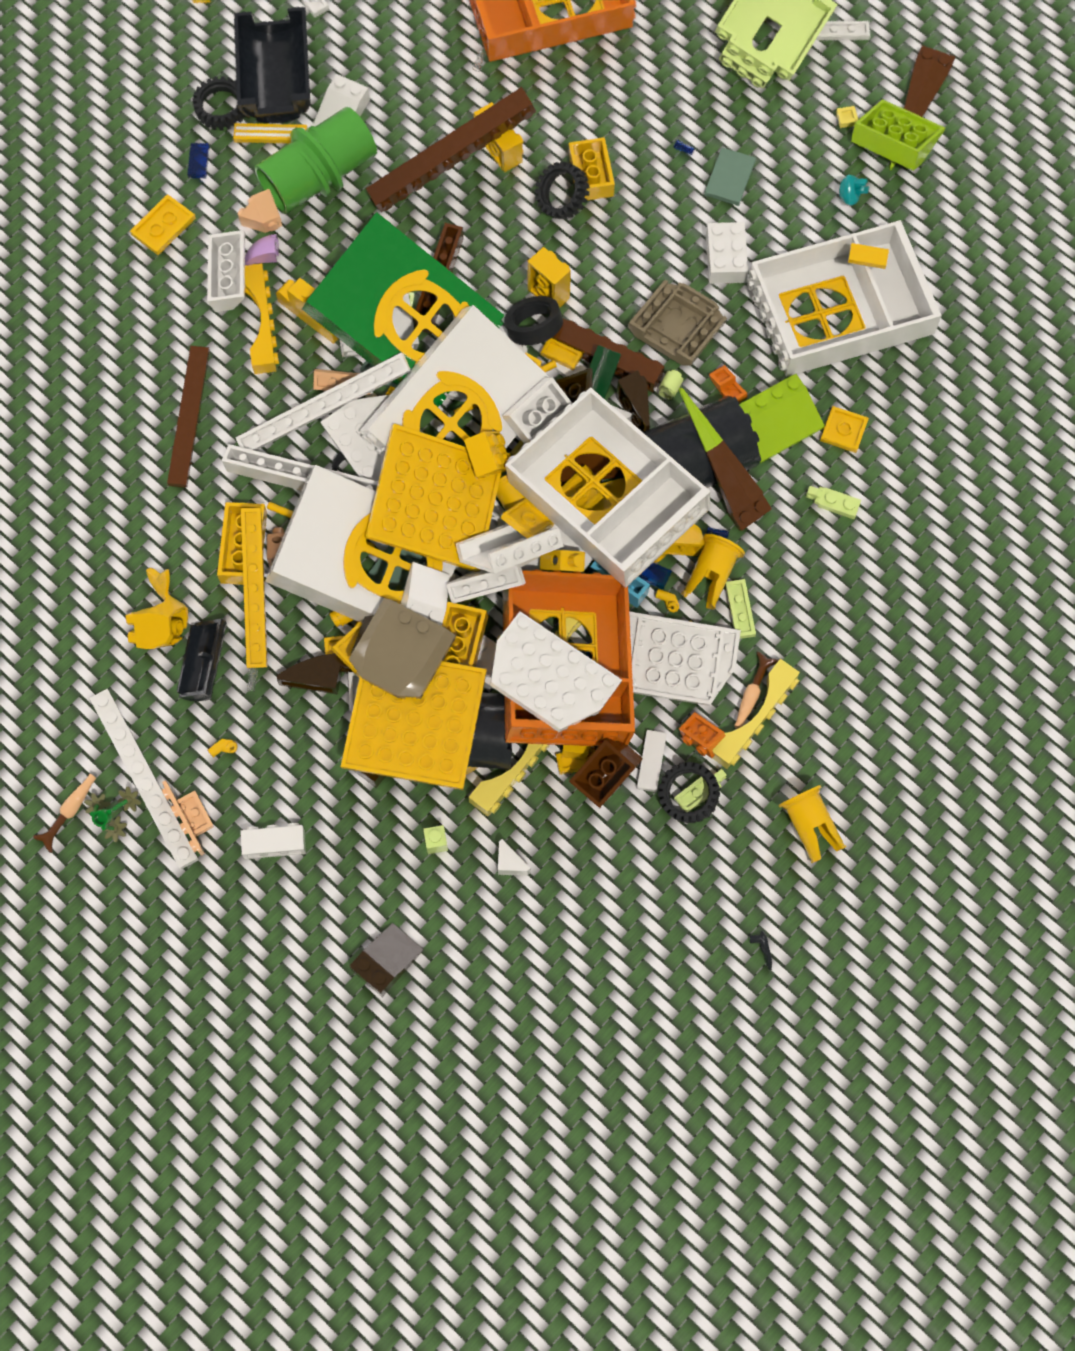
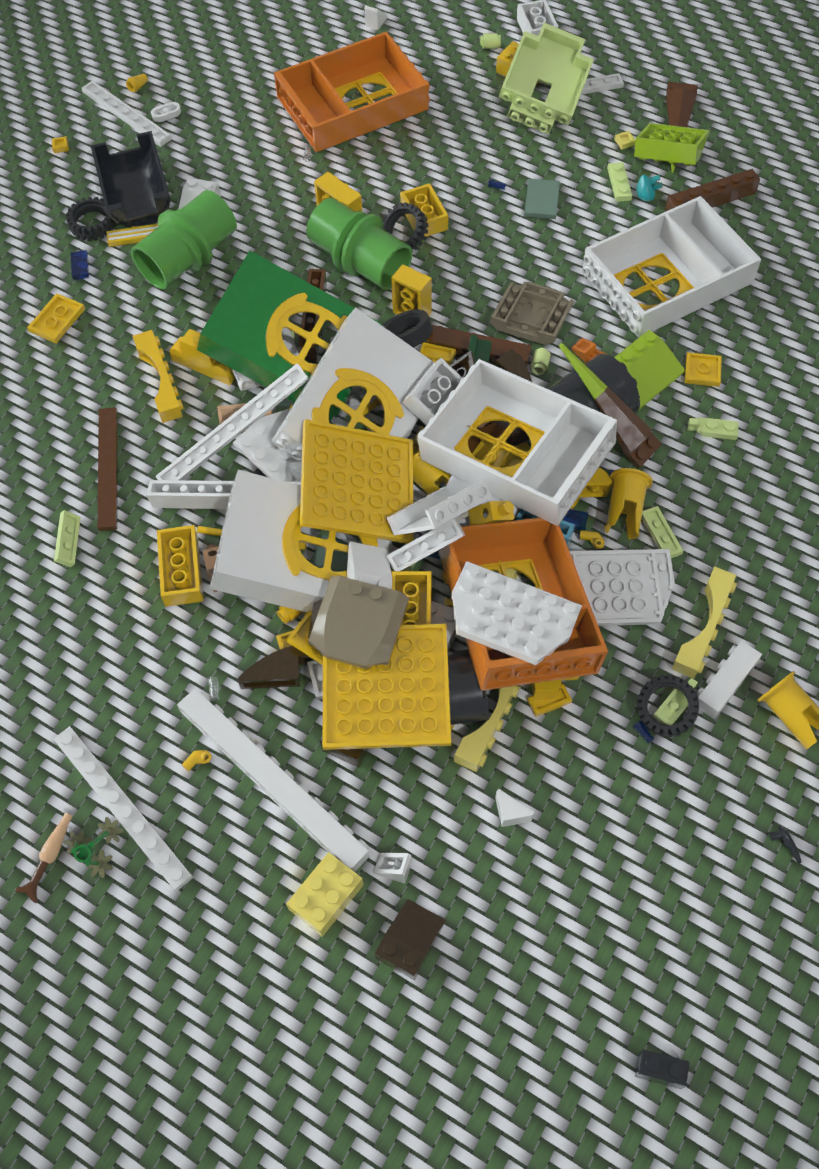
camera: 10 degrees left, 10 degrees down
(135, 489) = (67, 538): none -> yellowish green plate
(162, 623) = (113, 652): yellow hips -> none
(192, 814) = (178, 831): light nougat bracket -> none
(201, 660) = (160, 680): black container -> none
(226, 270) = (120, 340): white slope -> none
(254, 587) = (199, 600): yellow plate -> none
(260, 213) = (143, 292): light nougat slope -> none
(263, 250) = (150, 319): lavender brick -> none
(273, 841) = (266, 841): white brick -> none
(290, 783) = (275, 782): none -> white brick
(317, 902) = (325, 894): none -> light yellow brick
(386, 890) = (393, 866): none -> white slope
(435, 839) = (431, 804): yellowish green brick -> none
(451, 150) = (297, 214): reddish brown brick -> none
(487, 453) = (397, 433): yellow slope -> none
(506, 201) = (357, 242): none -> bright green piece
(527, 519) = (445, 484): yellow tile -> none
(582, 1121) = (662, 1069): none -> black brick
(605, 771) = (584, 700): reddish brown slope -> none
(651, 761) = (621, 685): white tile -> none
(657, 807) = (640, 727): none -> clear blue piece
(701, 734) = (663, 649): orange bracket -> none
(726, 252) = (558, 252): white brick -> none
(753, 690) = (696, 602): light nougat piece -> none
(758, 777) = (728, 679): none -> white brick
(825, 171) = (619, 181): none -> yellowish green plate
(868, 256) = (683, 225): yellow tile -> none
(926, 210) = (718, 191): none -> reddish brown brick

